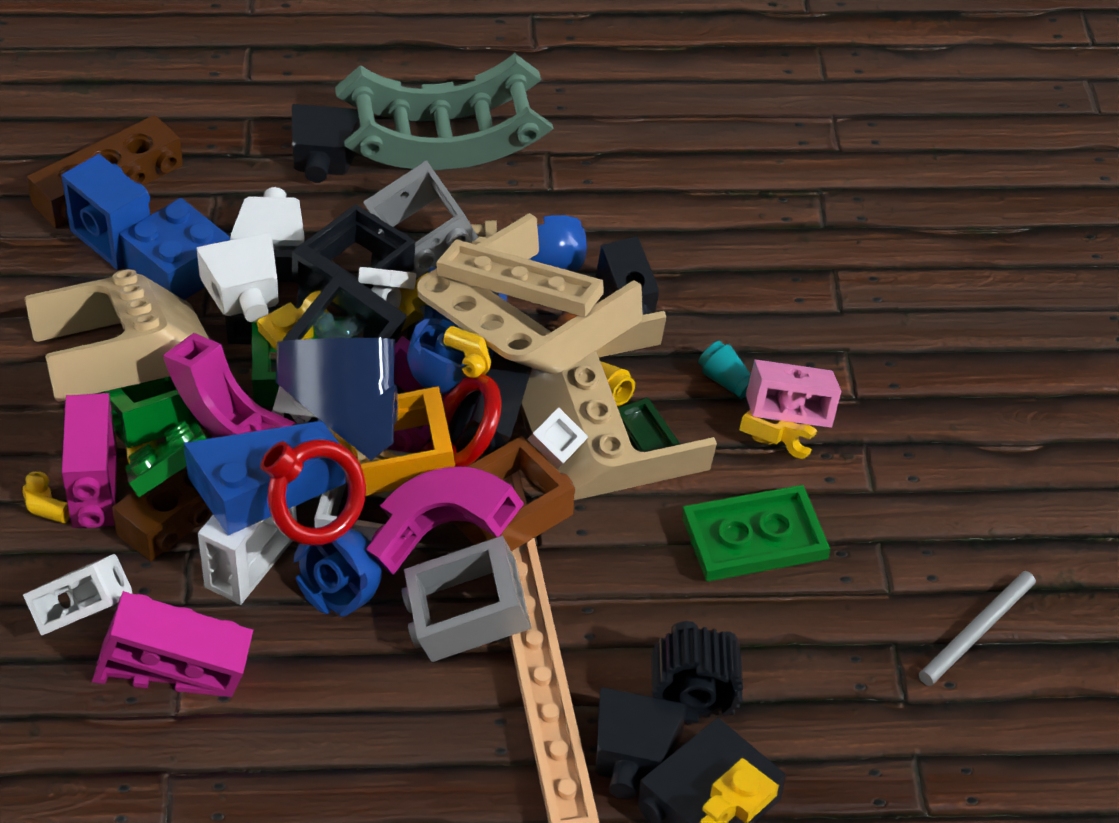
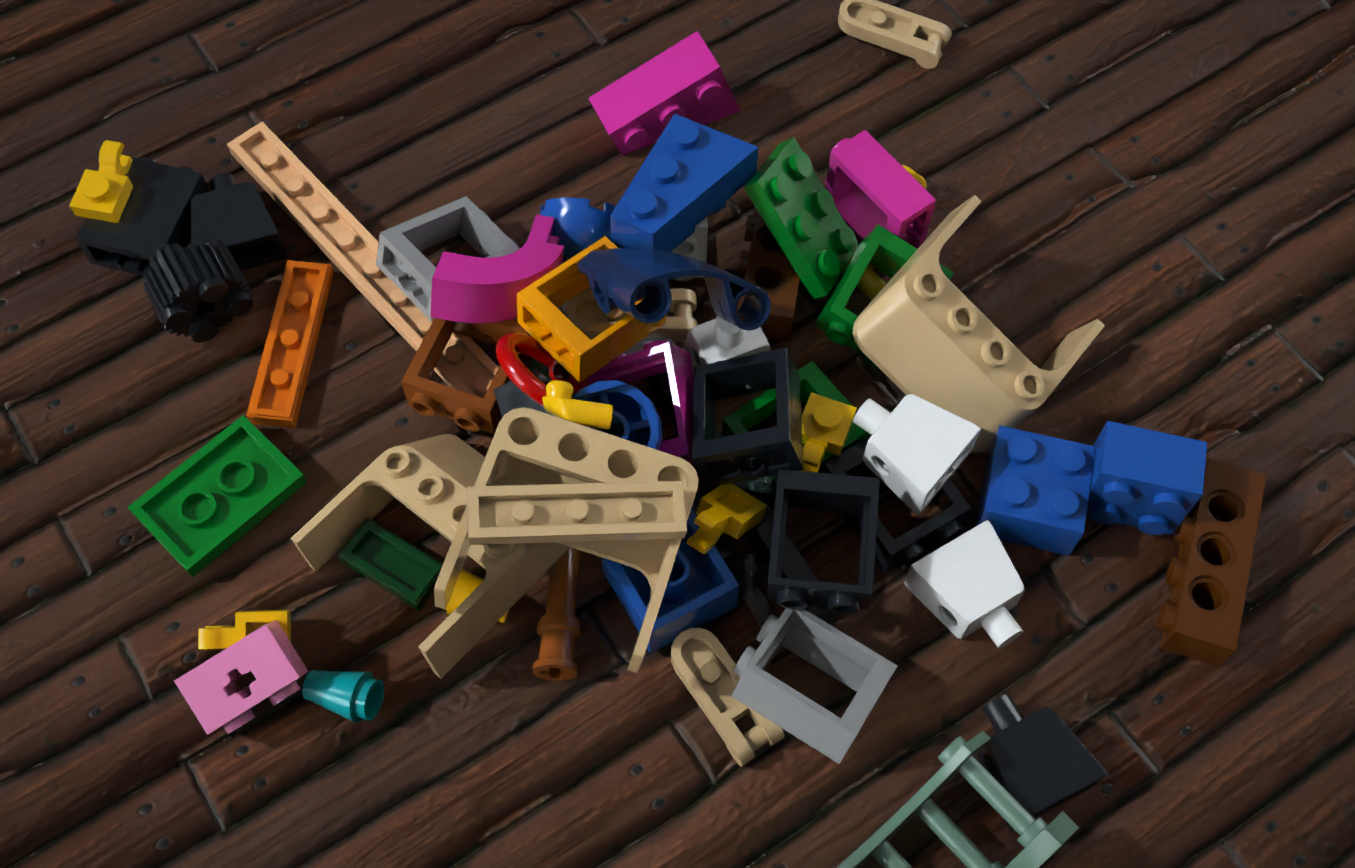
camera: 150 degrees right, 15 degrees up
(89, 591) = (768, 91): white torso -> none
(211, 391) = (799, 283): dark pink arch -> none
(284, 466) = (636, 148): red piece -> none
(387, 282) = (750, 496): white tile -> none
(557, 438) = (451, 429): white tile -> none
(561, 242) = (641, 734): blue cylinder -> none
(621, 264) = (513, 724): black torso -> none
(635, 629) = (290, 344): none -> orange tile

